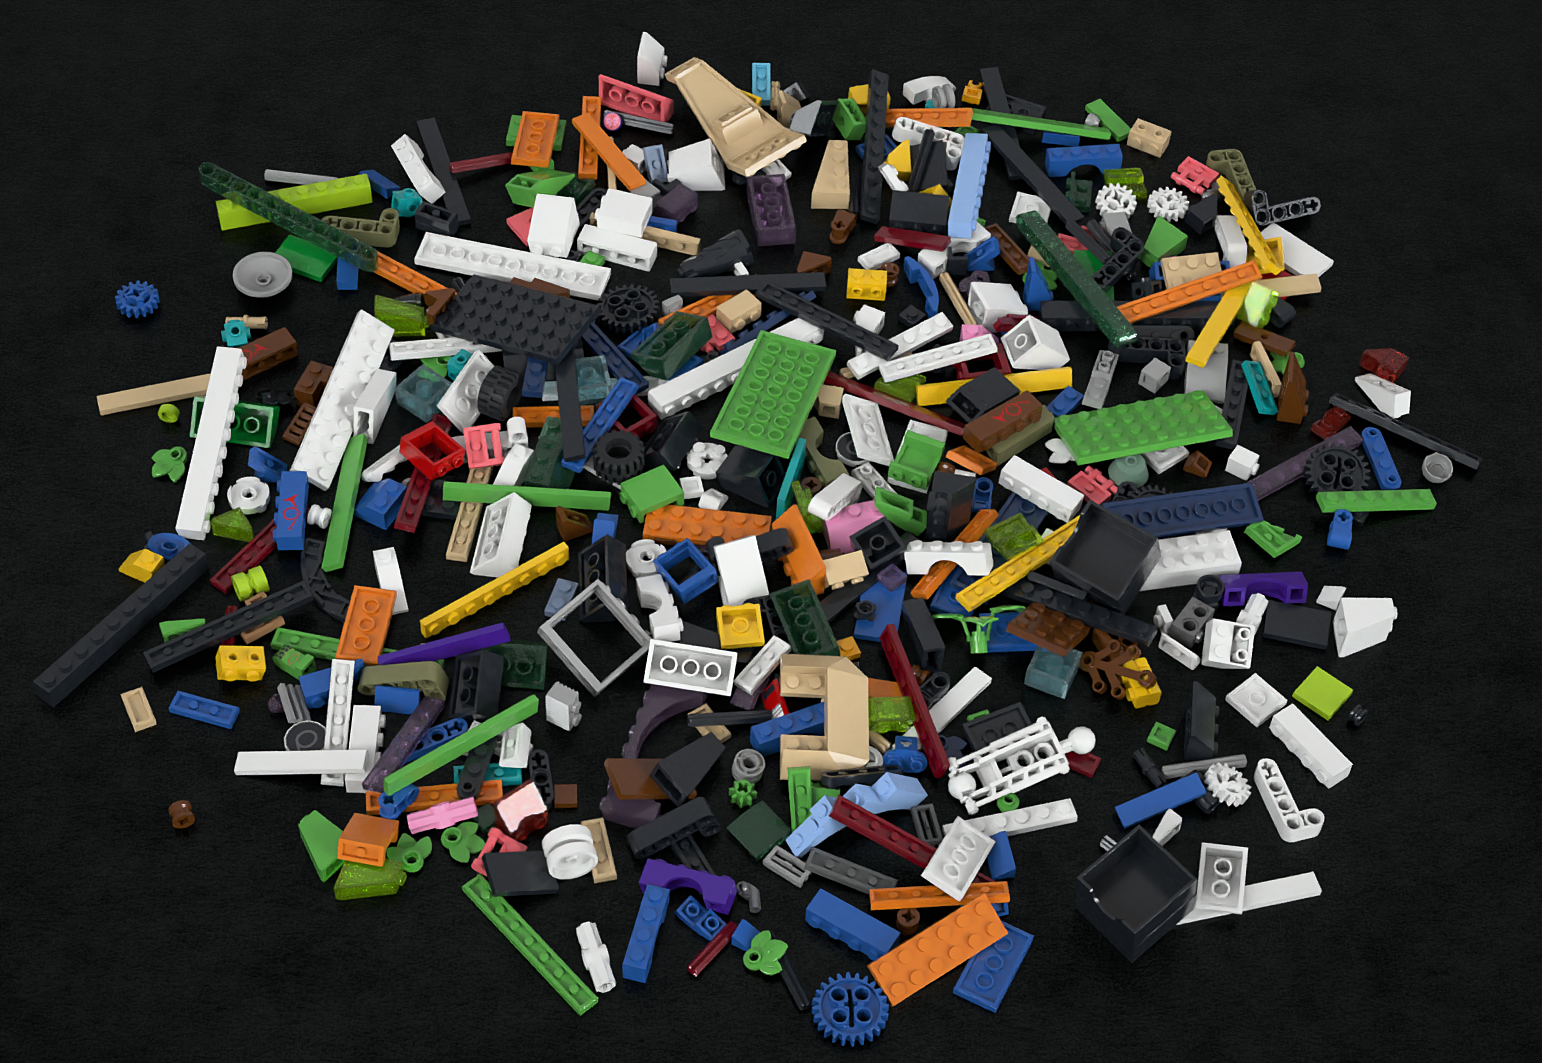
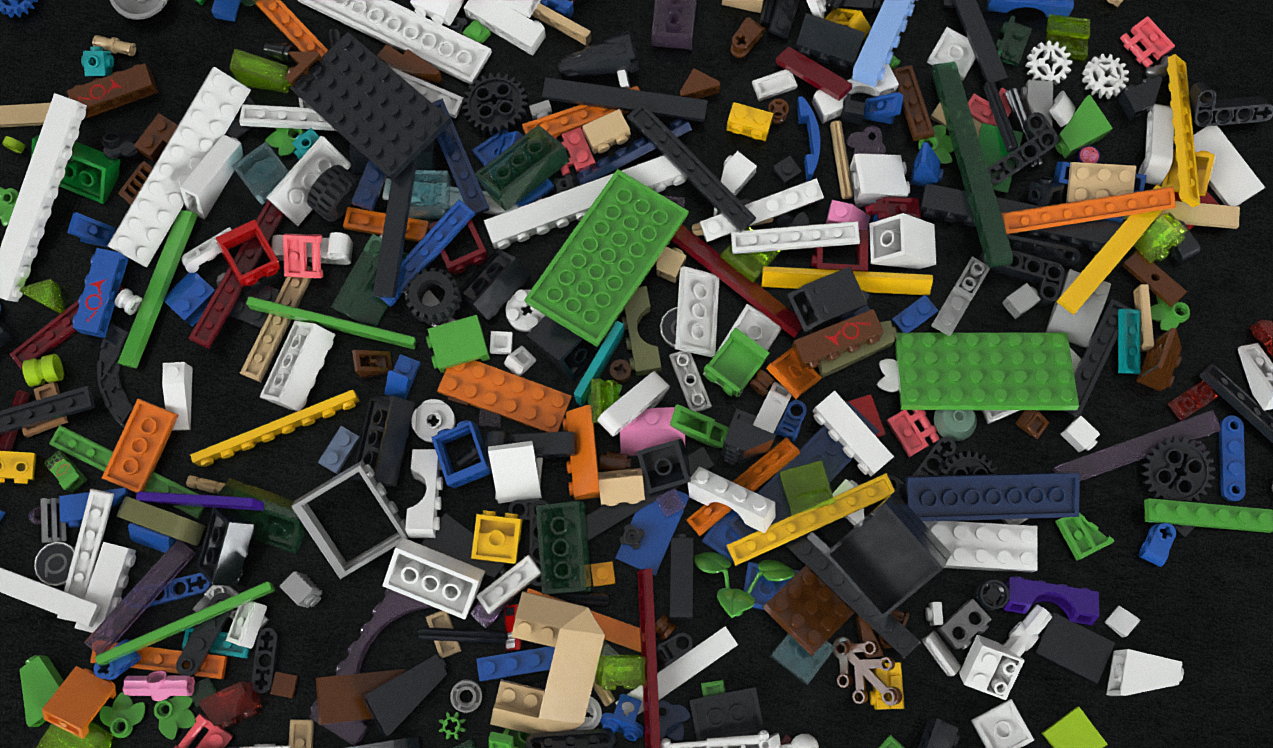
camera: 20 degrees right, 25 degrees up
(254, 504) = (61, 252): white plate -> none
(514, 466) = (326, 288): white slope -> none
(1139, 230) = (1062, 109): none -> white slope
(1234, 167) = (1190, 40): olive beam -> none

